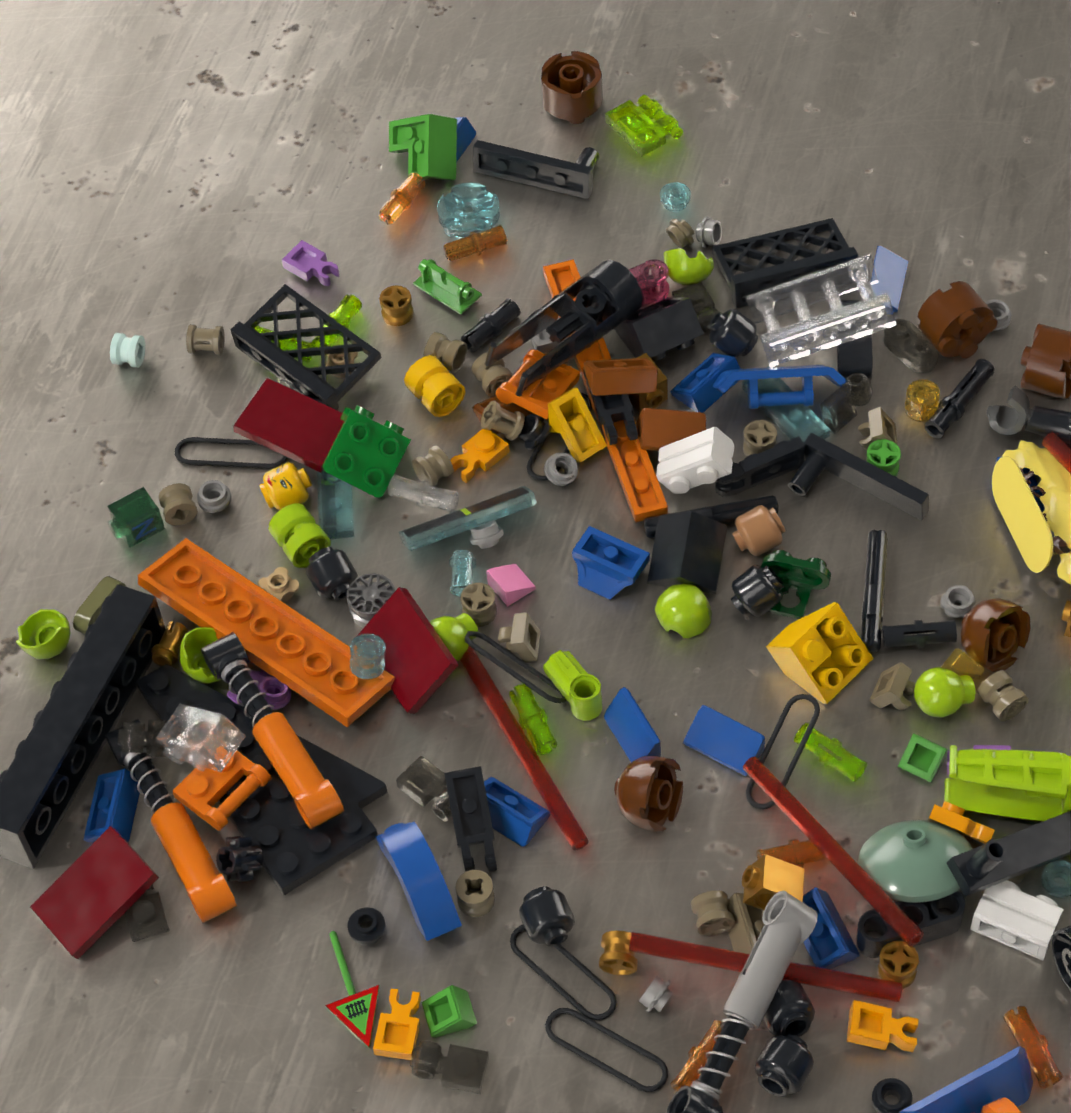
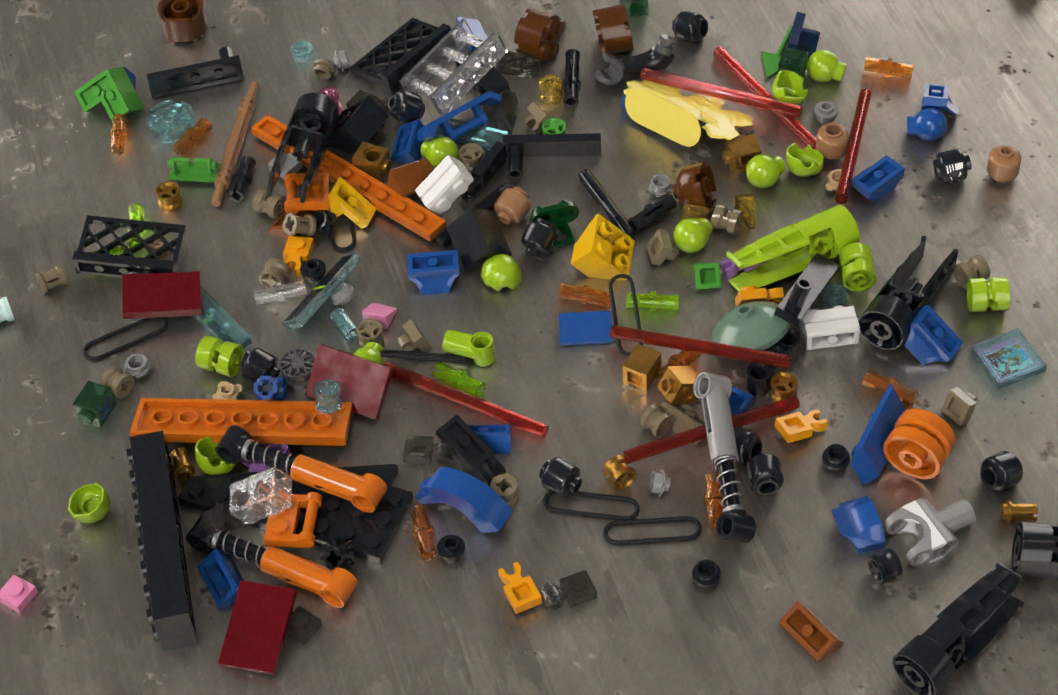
camera: 35 degrees left, 5 degrees down
(91, 607) = (113, 468): olive beam -> none
(285, 486) = (184, 334): yellow head -> none
(309, 261) = (86, 200): medium lavender plate -> none
(318, 608) = (270, 388): none -> blue piece
(351, 887) = (423, 532): none -> clear orange pin
(358, 1008) = (481, 598): piece -> none
(366, 451) = (225, 284): green bracket -> none
(434, 386) = (237, 228): yellow wheel -> none
(449, 1011) = (541, 565): bright green slope -> none
(450, 353) = (226, 206): dark tan wheel -> none
(483, 491) = (313, 270): none -> black plate
(518, 274) = (235, 144): none -> medium nougat axle
(564, 461) = (359, 234): light grey plate -> none
(613, 409) = (363, 178): black hinge -> none
(621, 376) = (361, 159): dark orange slope -> none
(631, 727) = (526, 351): blue slope -> none
(637, 129) = (246, 19): clear neon green plate -> none
(649, 792) = (565, 377): reddish brown cylinder -> none
(685, 269) = (347, 83): lime hair -> none
(728, 413) = (438, 149): none -> lime piece
(748, 831) = (641, 367): none -> pearl gold brick
(757, 695) = (568, 292): none -> clear orange pin
(1040, 694) = (746, 203): none -> clear yellow slope

